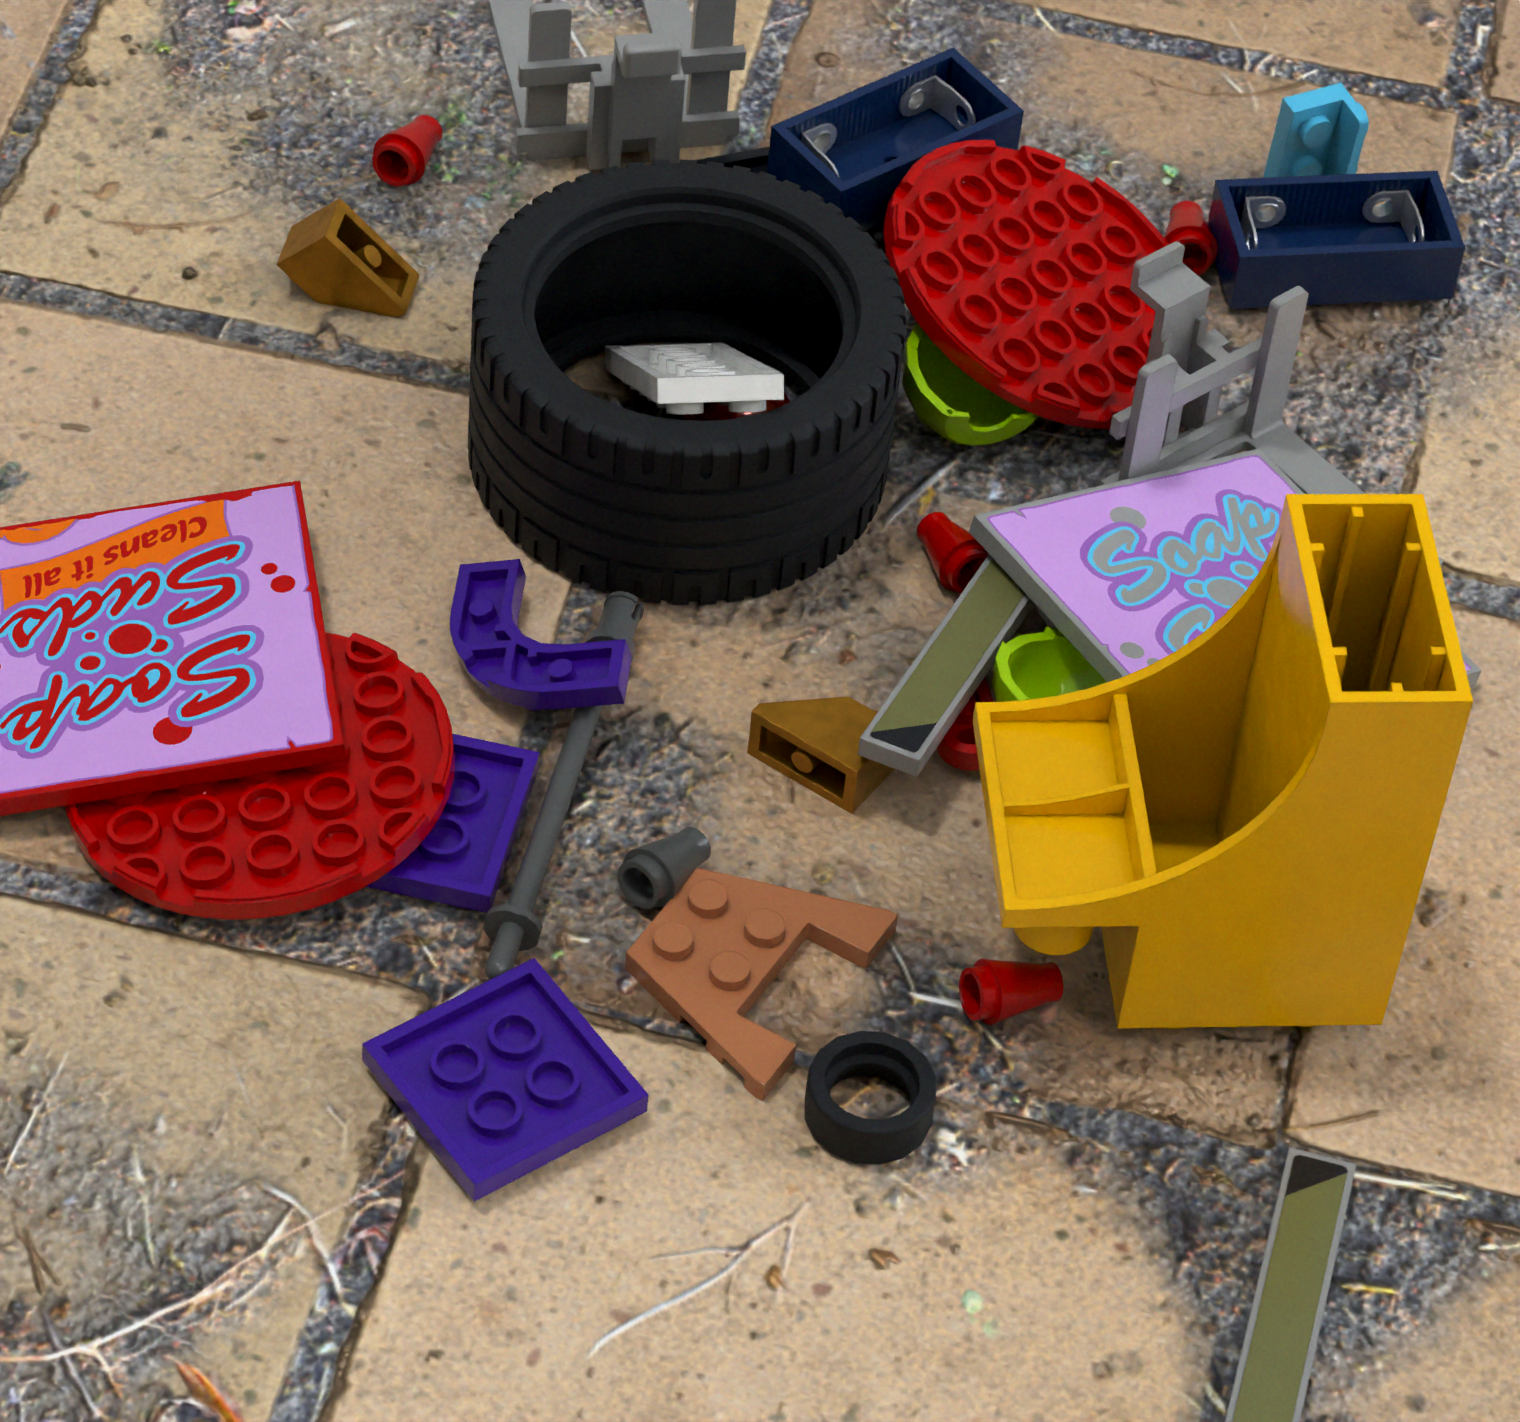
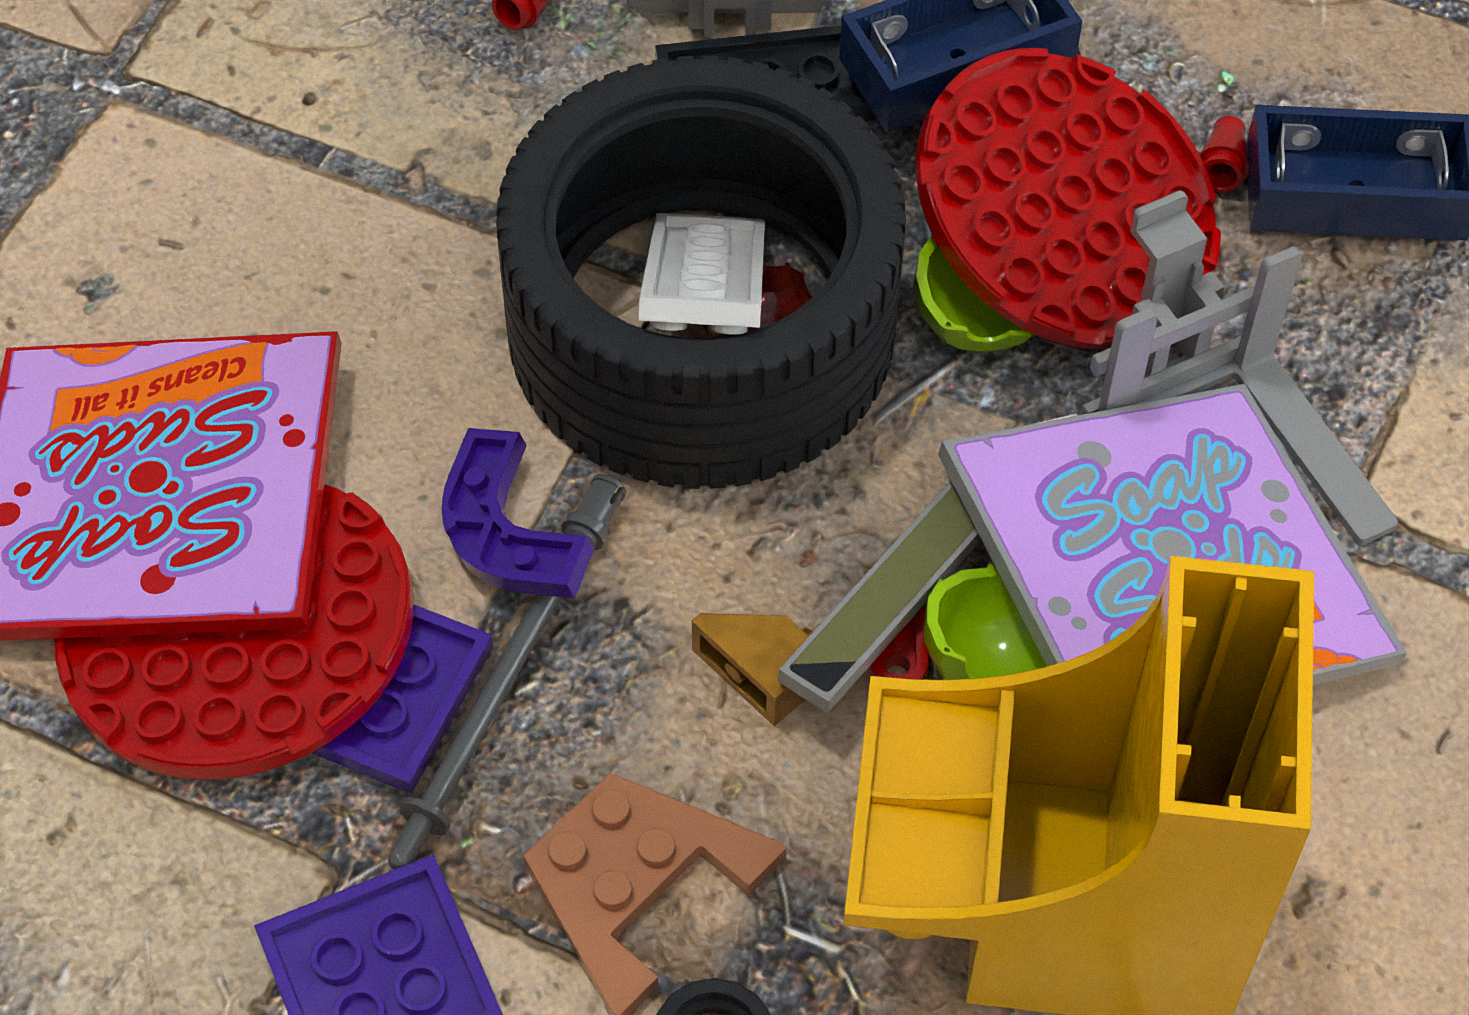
camera: 15 degrees right, 10 degrees up
(347, 263) = (443, 108): pearl gold slope -> none
(659, 869) = (575, 770): dark grey cone -> none
(951, 550) = (923, 466): red cone -> none
(1007, 988) = (868, 949): red cone -> none
(1317, 134) = (1365, 66): medium azure bracket -> none

